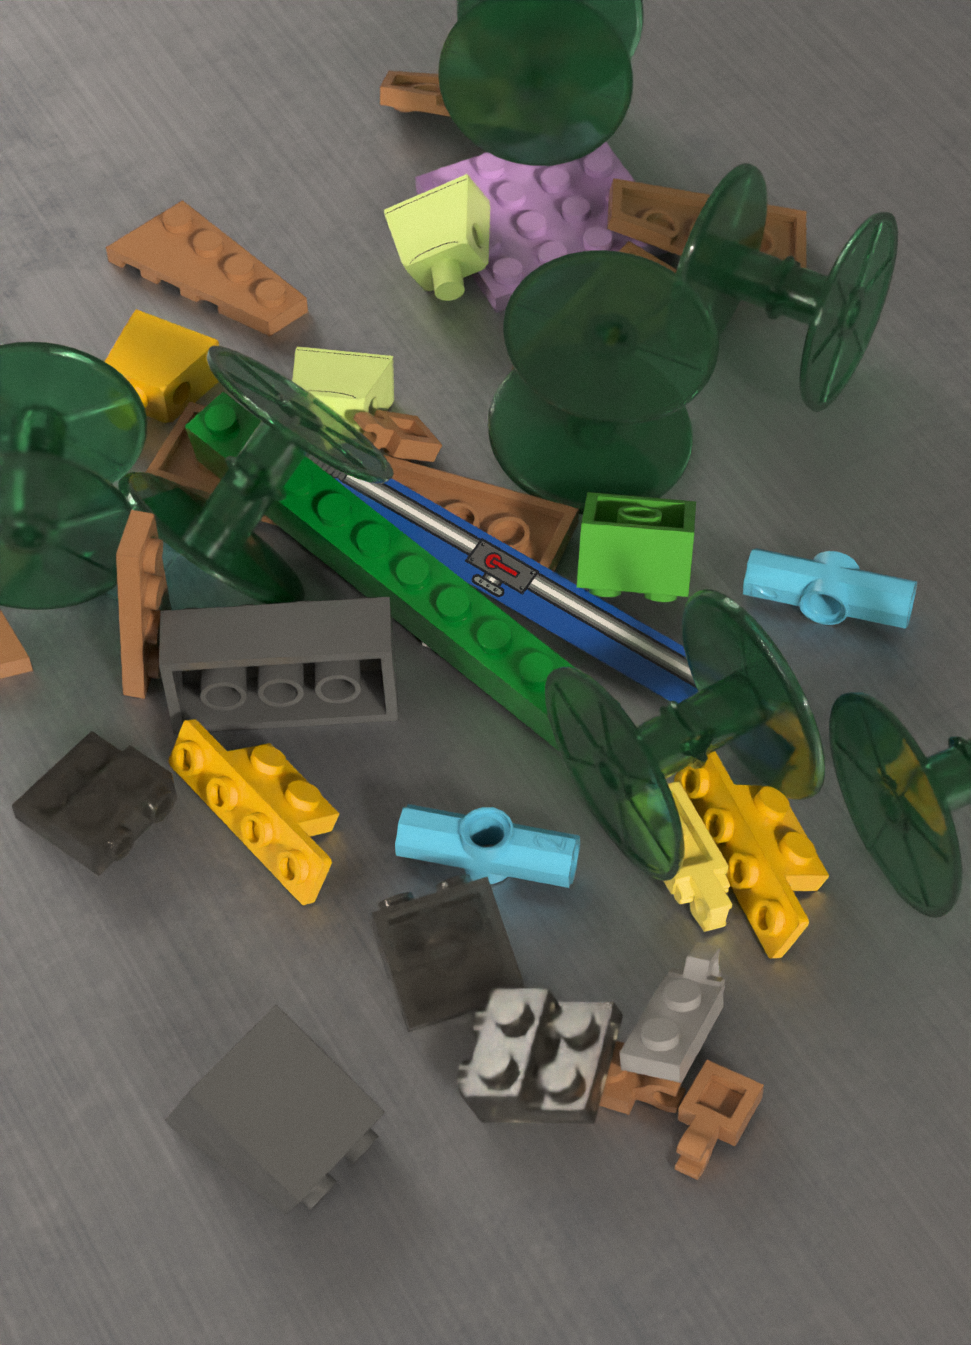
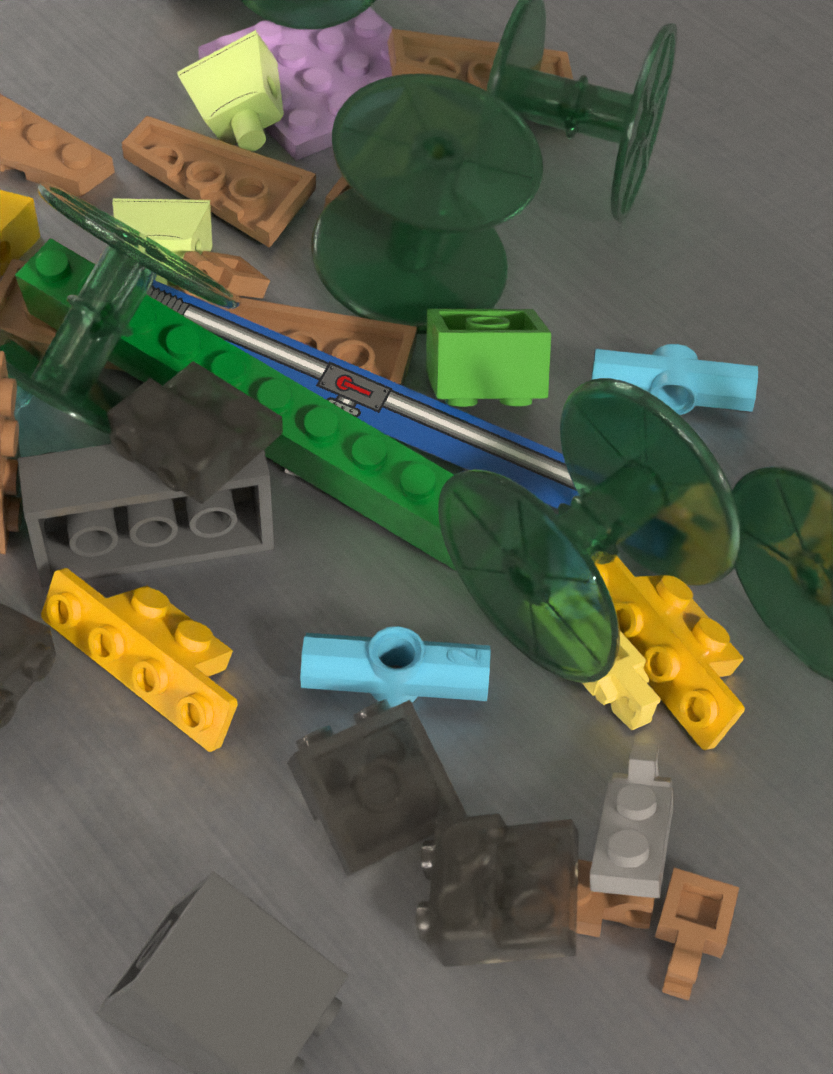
camera: 15 degrees left, 0 degrees up
(325, 600) = (192, 430): none -> clear smoke plate
(424, 334) = (242, 186): none -> medium nougat wing

